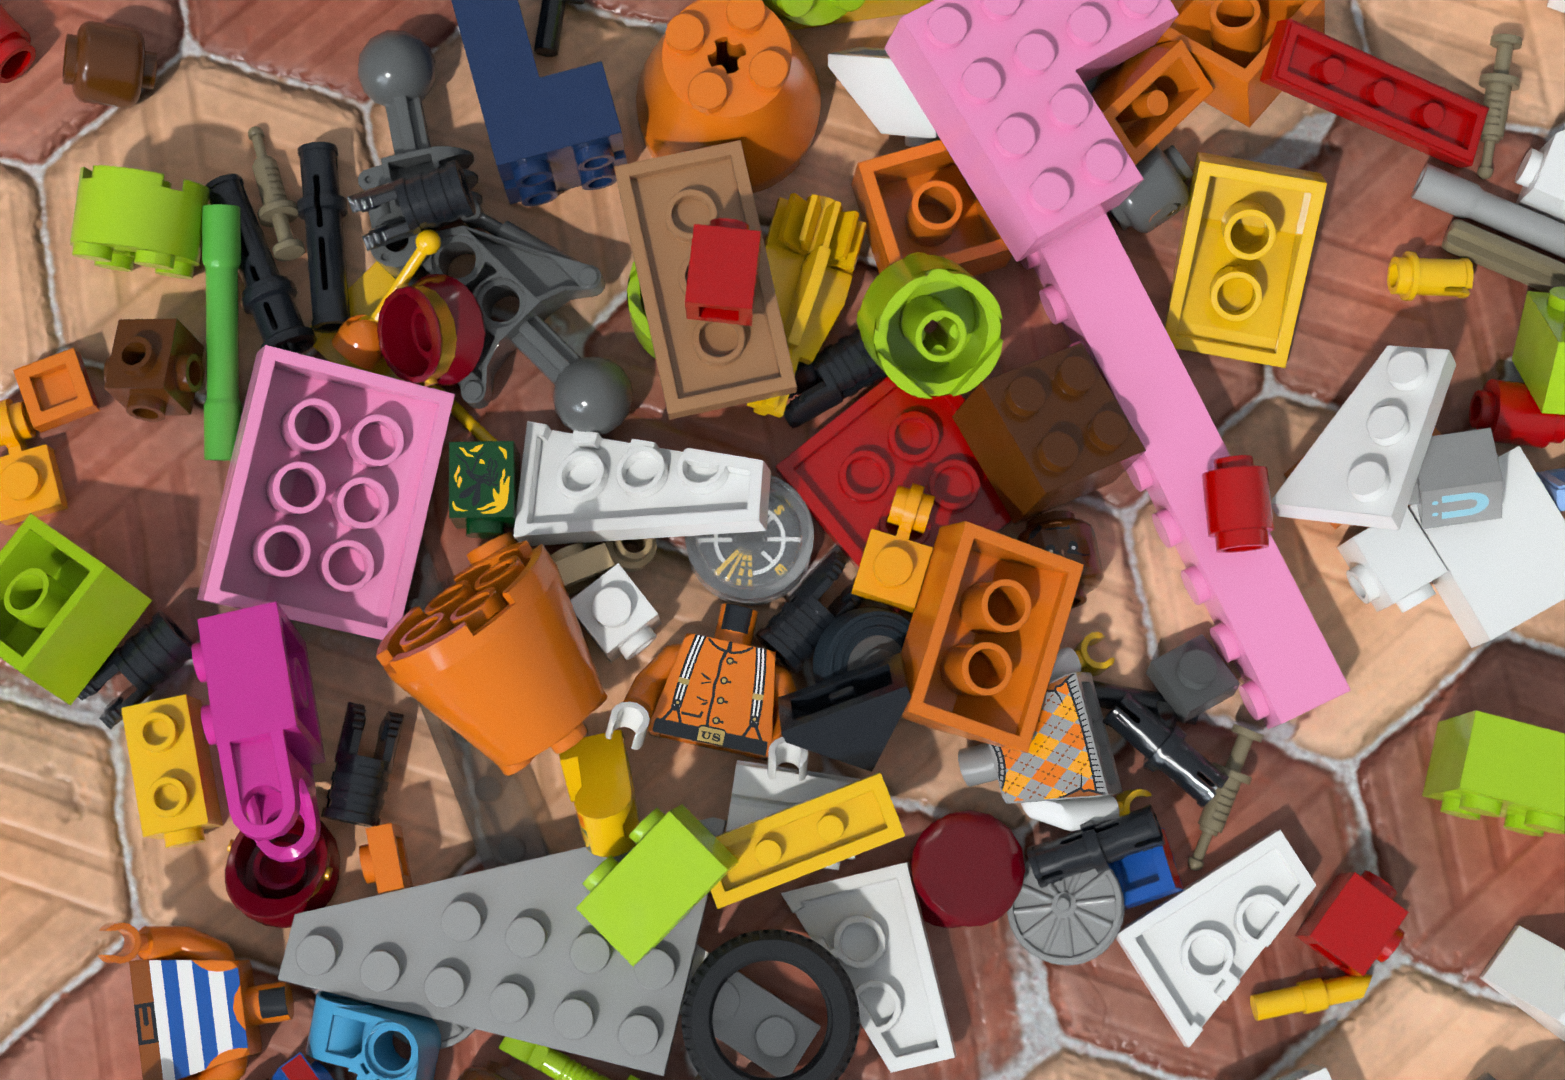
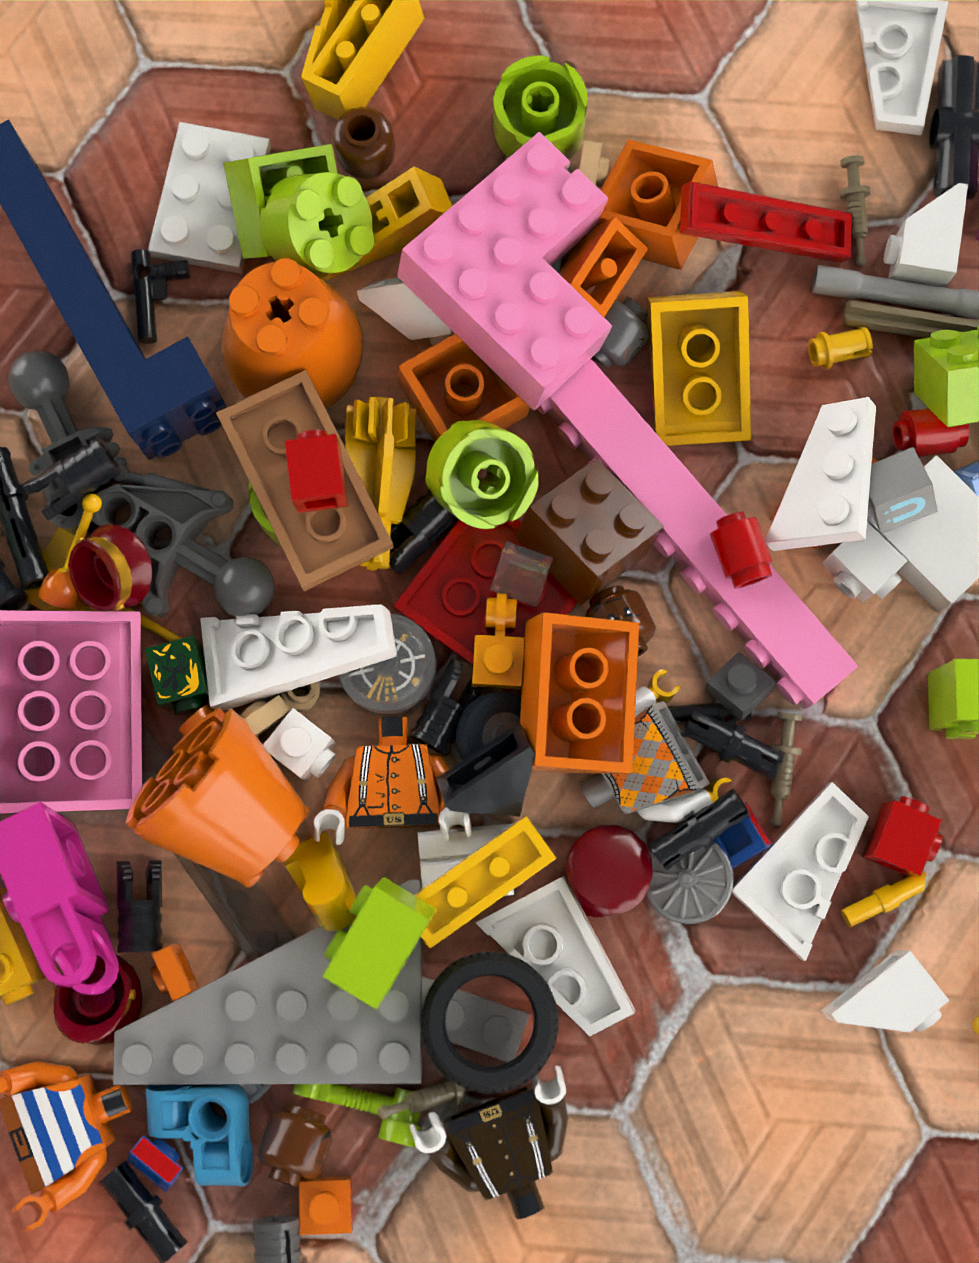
camera: 10 degrees left, 0 degrees up
(949, 465) = (521, 573): none -> clear tile

